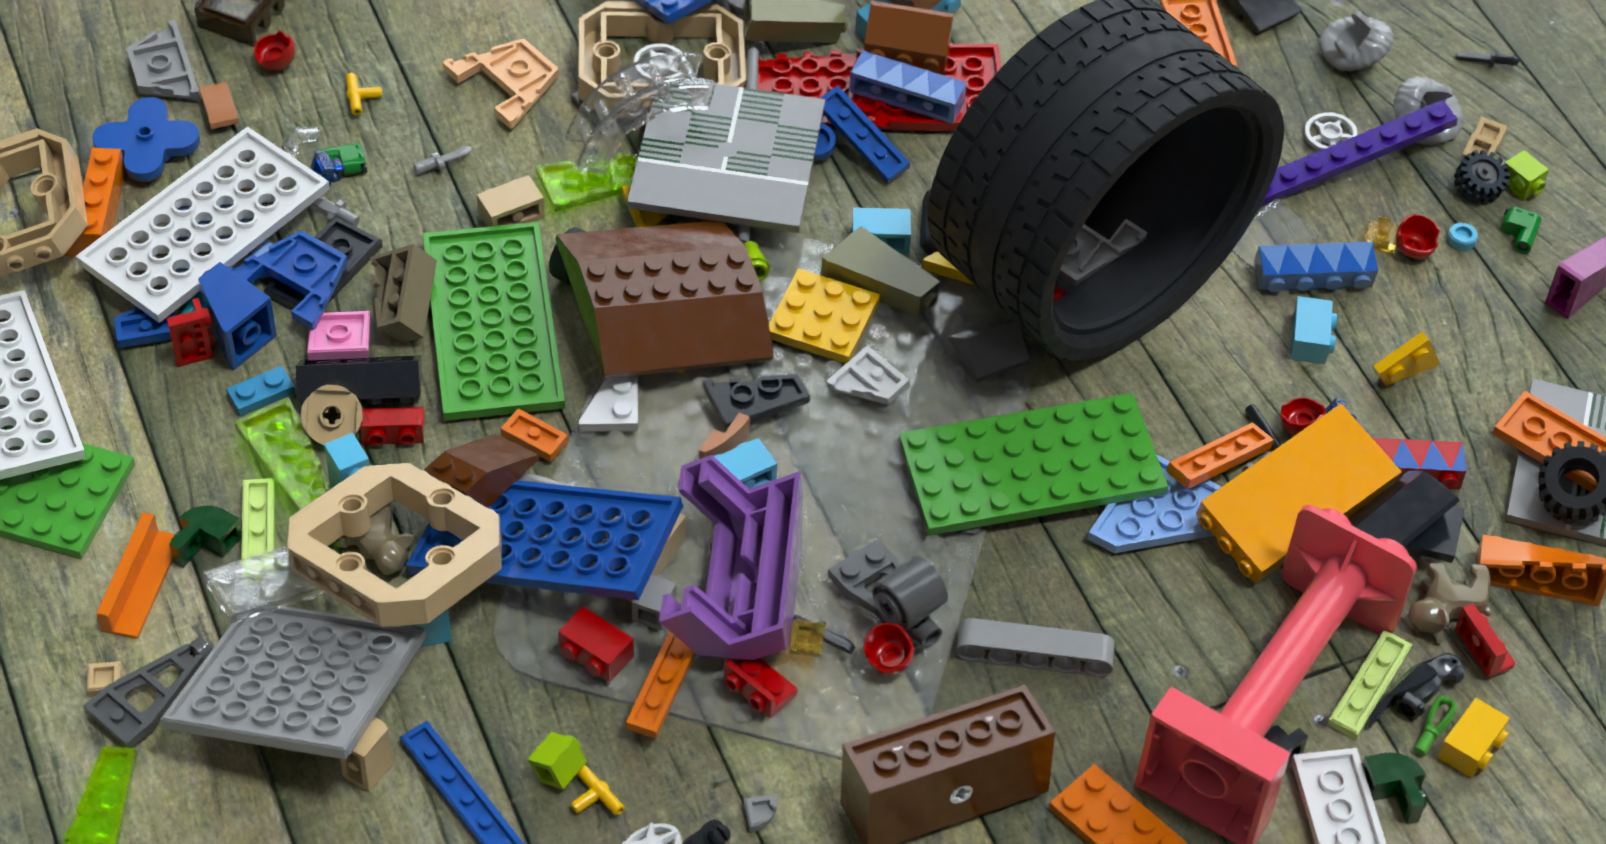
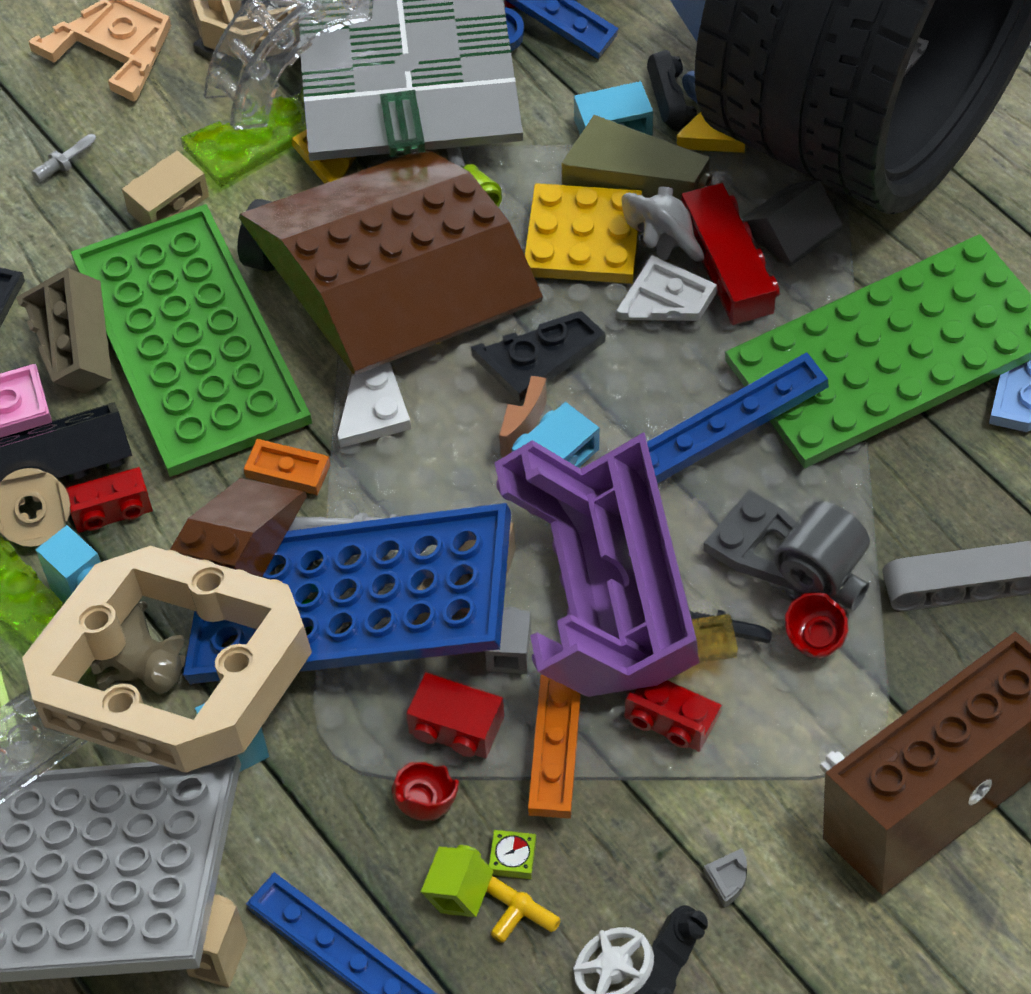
camera: 10 degrees left, 5 degrees up
(555, 692) = (424, 791): none -> red hair
(606, 754) = (513, 854): none -> tile
(705, 213) = (405, 143): none -> clear green tile
(881, 482) = (735, 416): none -> blue plate
(884, 317) = (663, 222): none -> light grey piece
(929, 359) = (730, 254): none -> red brick

